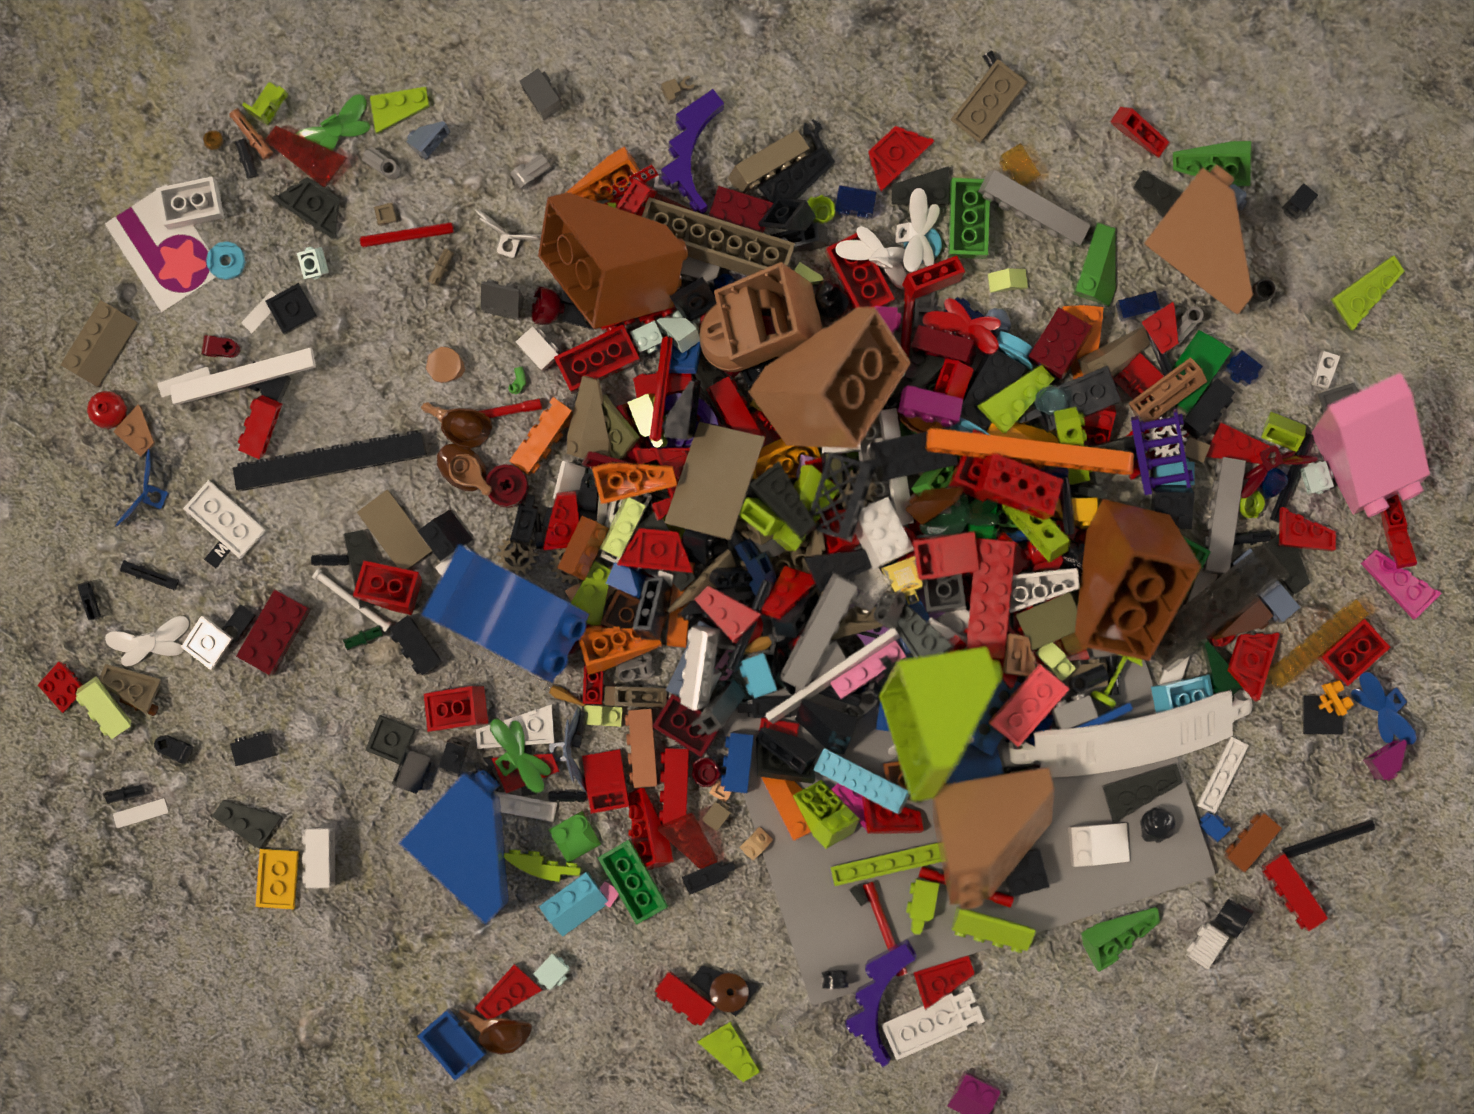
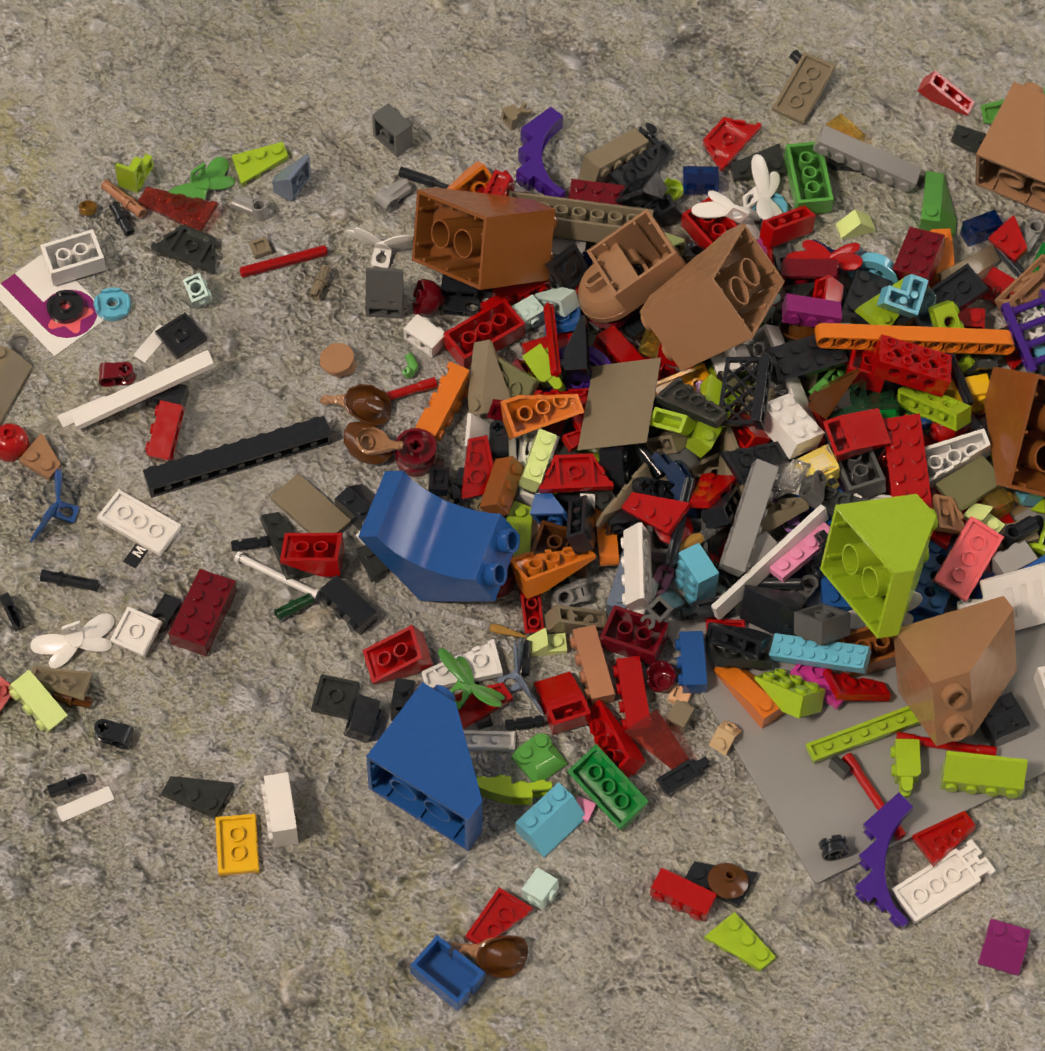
camera: 15 degrees left, 25 degrees down
(183, 266) = (67, 315): none -> black tile
(252, 749) = (196, 722): black brick -> none
(564, 153) = (420, 178): none -> black axle
(868, 756) = (822, 623): none -> dark grey brick
(1031, 407) = (904, 300): none -> medium azure brick

